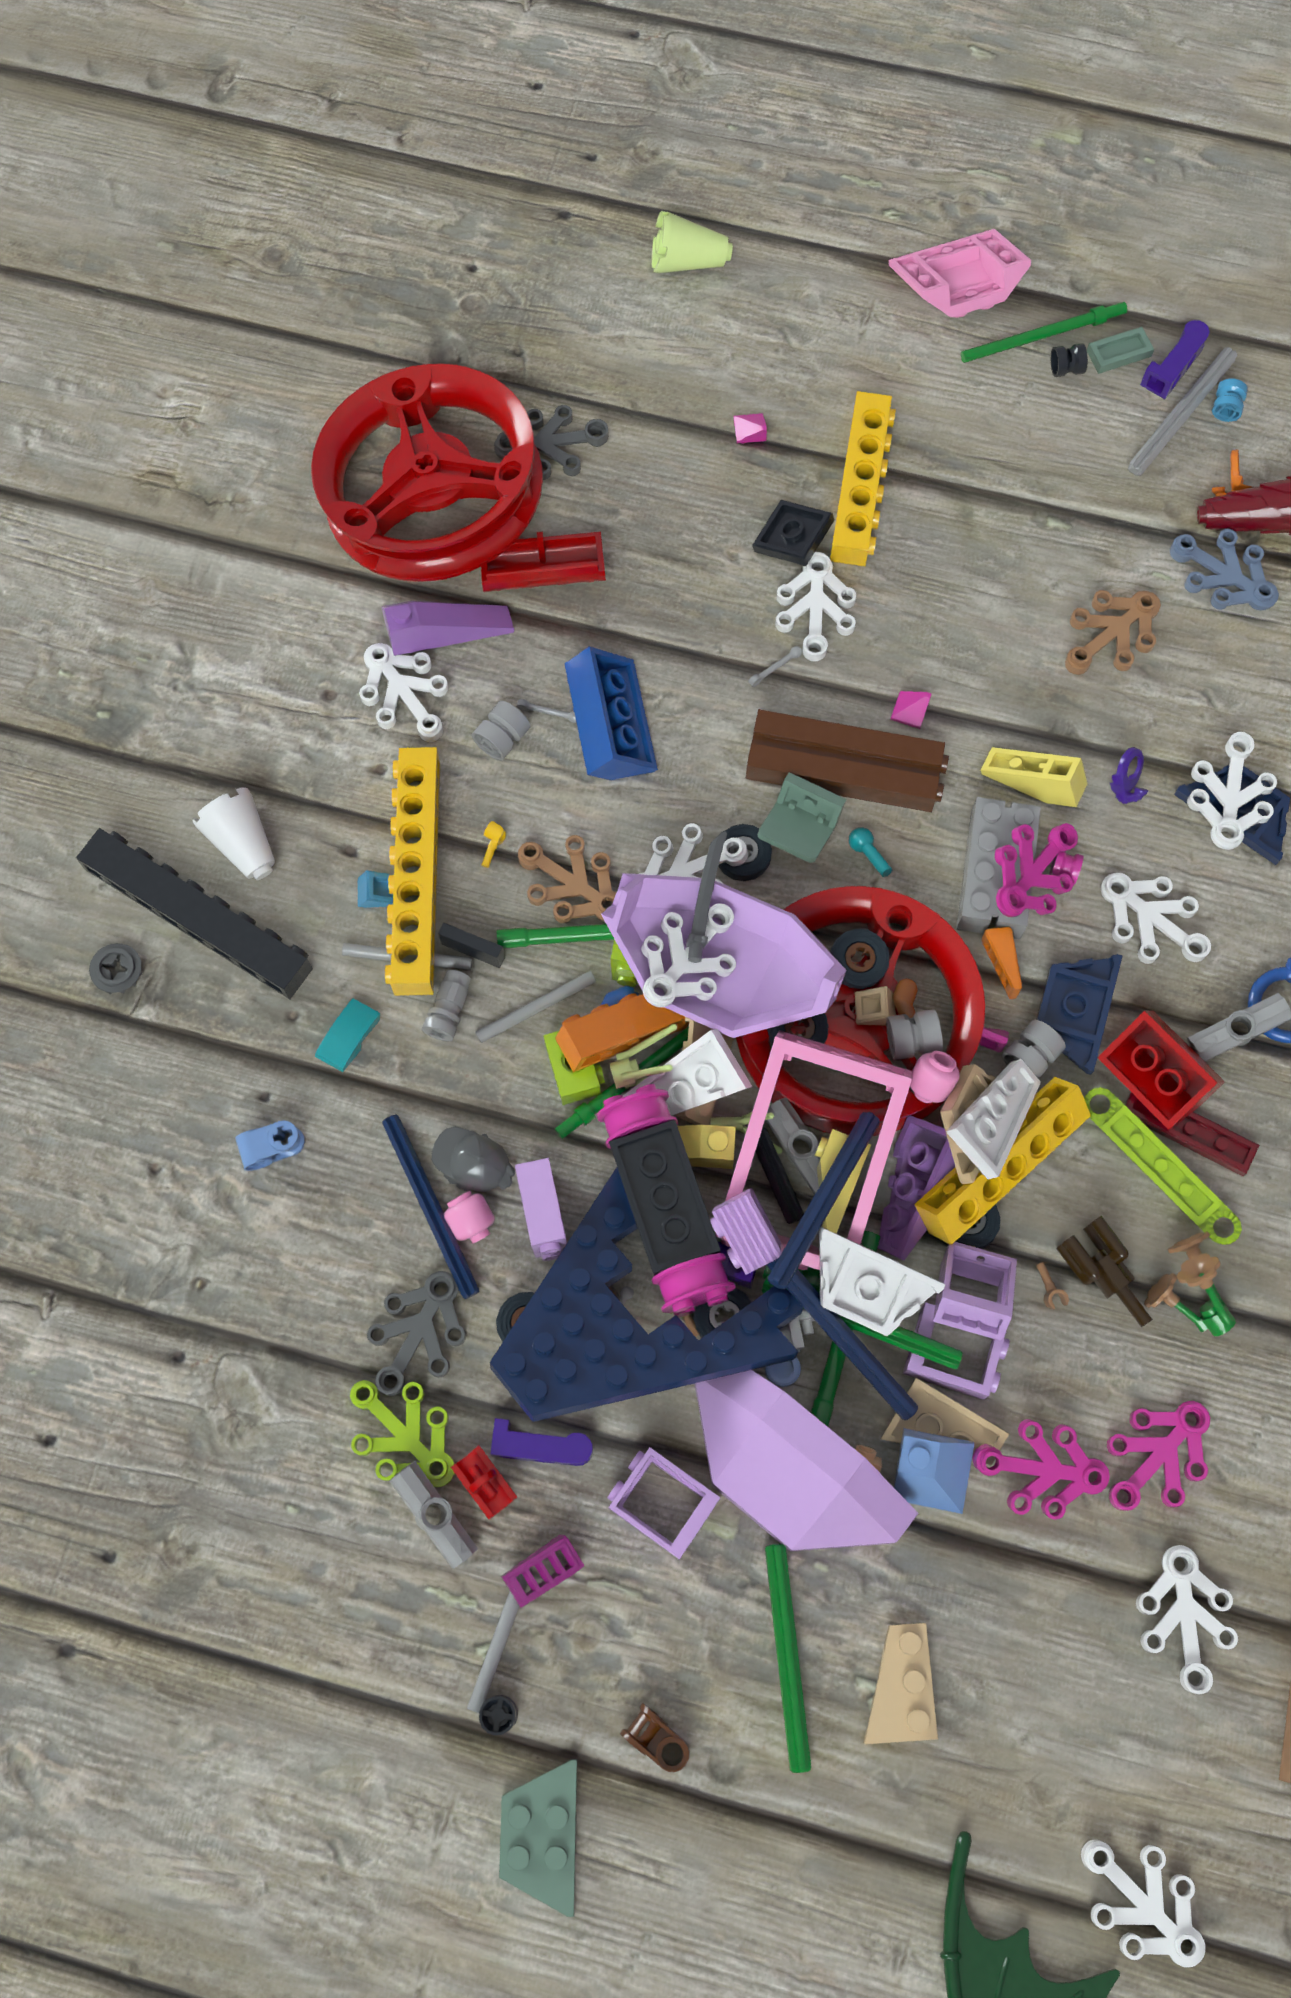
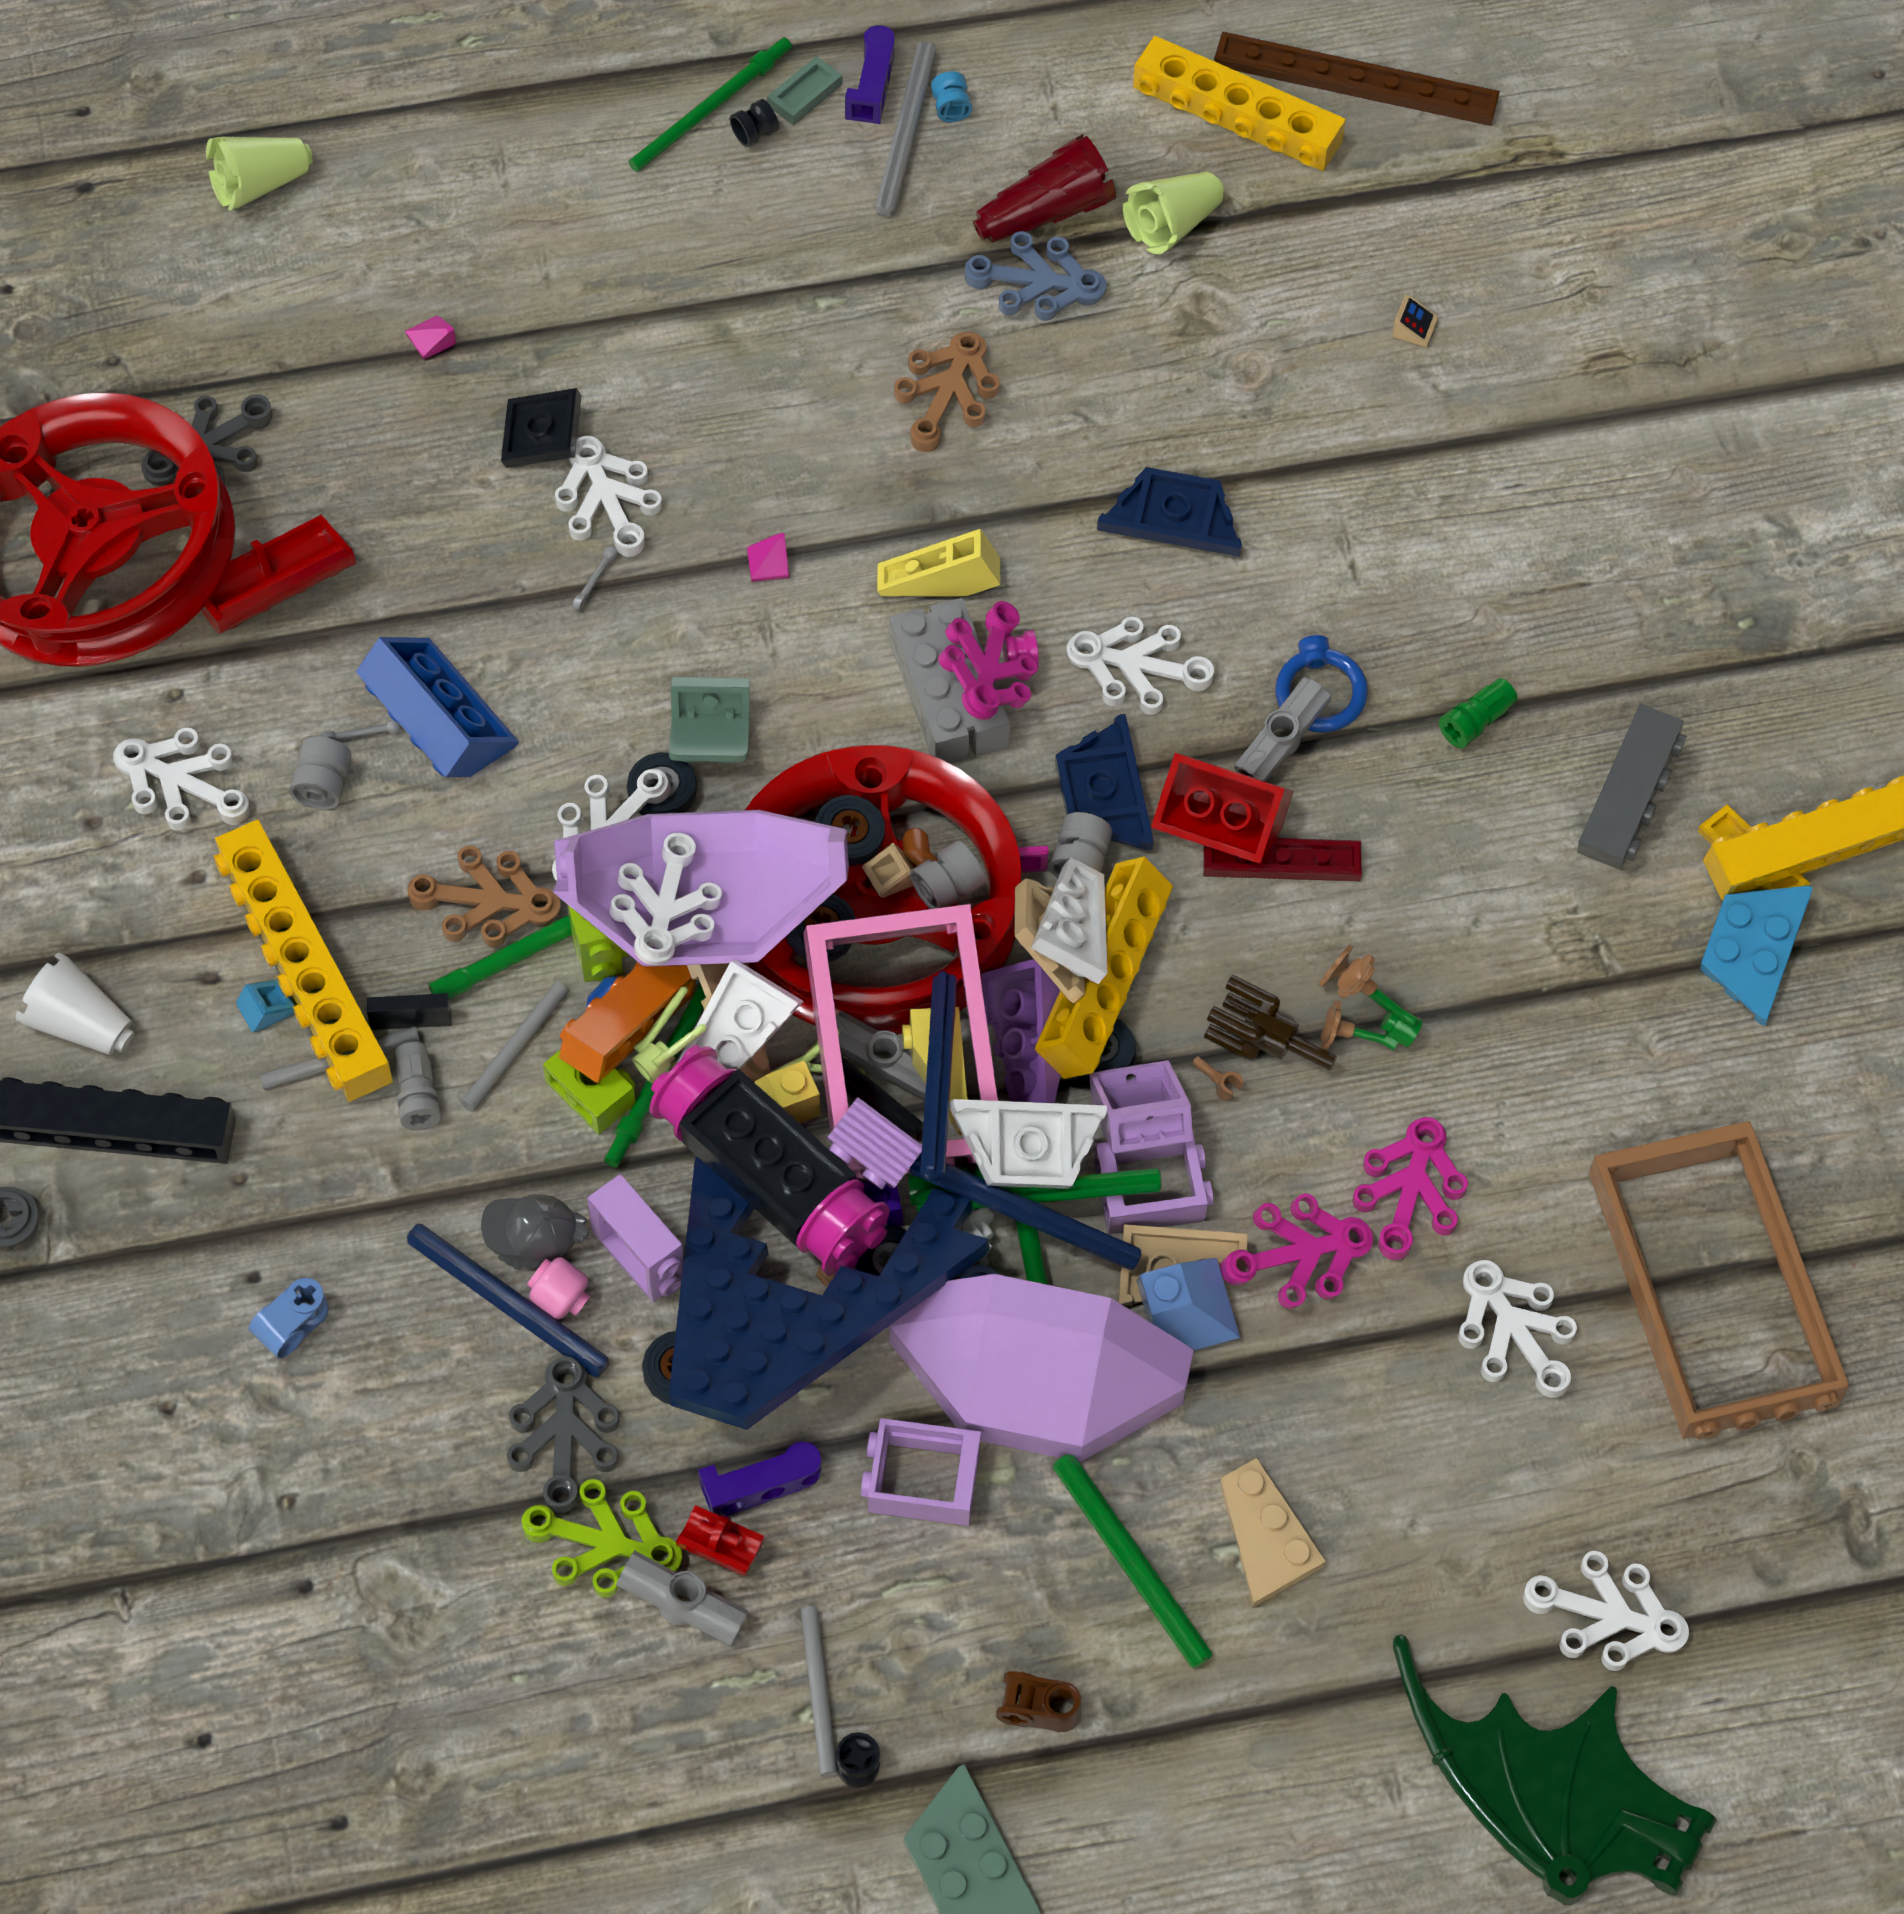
camera: 30 degrees left, 10 degrees down
(347, 1034) = (317, 1167): teal slope -> none
(430, 625) = (182, 692): medium lavender wedge -> none
(497, 835) = (371, 885): yellow hand -> none
(549, 1581) = (845, 1574): magenta slope -> none
(697, 940) = (667, 878): dark grey sword -> none
(848, 545) = (579, 317): yellow brick -> none
(848, 760) = (727, 638): reddish brown brick -> none
(862, 840) = (786, 719): teal bar -> none
(934, 1077) = (992, 906): bright pink head -> none
(964, 272) = (589, 73): bright pink slope -> none
(1002, 953) = (997, 767): orange slope -> none
(1122, 784) = (1039, 541): dark purple piece -> none
(1162, 1166) = (1272, 904): lime plate -> none
(1231, 796) = (1157, 503): white plant -> none
(1236, 478) = (999, 175): orange piece -> none

